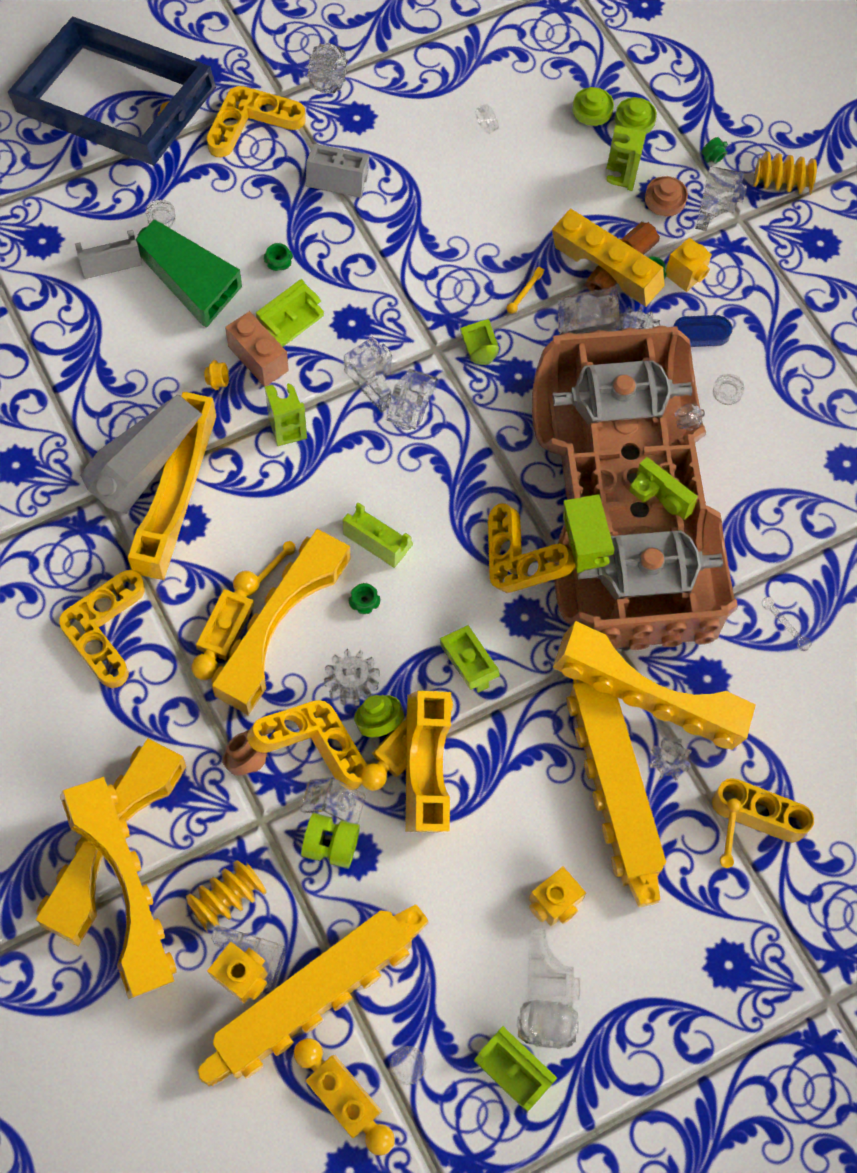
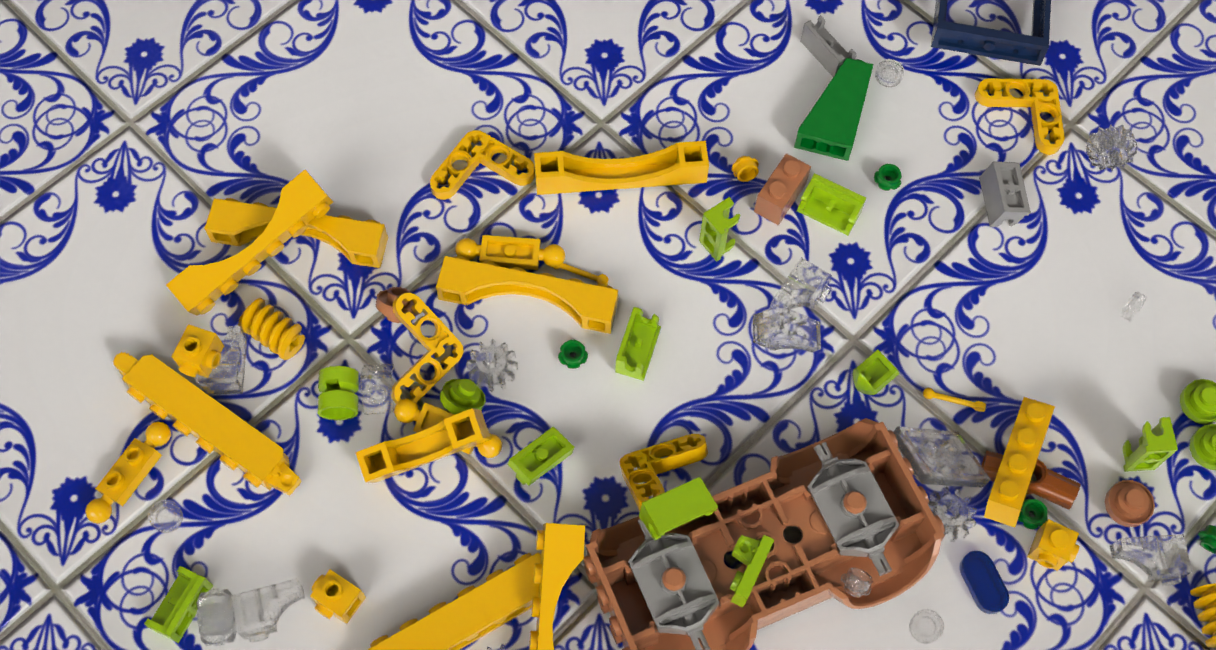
camera: 75 degrees right, 0 degrees up
(133, 459) = (634, 131): light grey wedge -> none

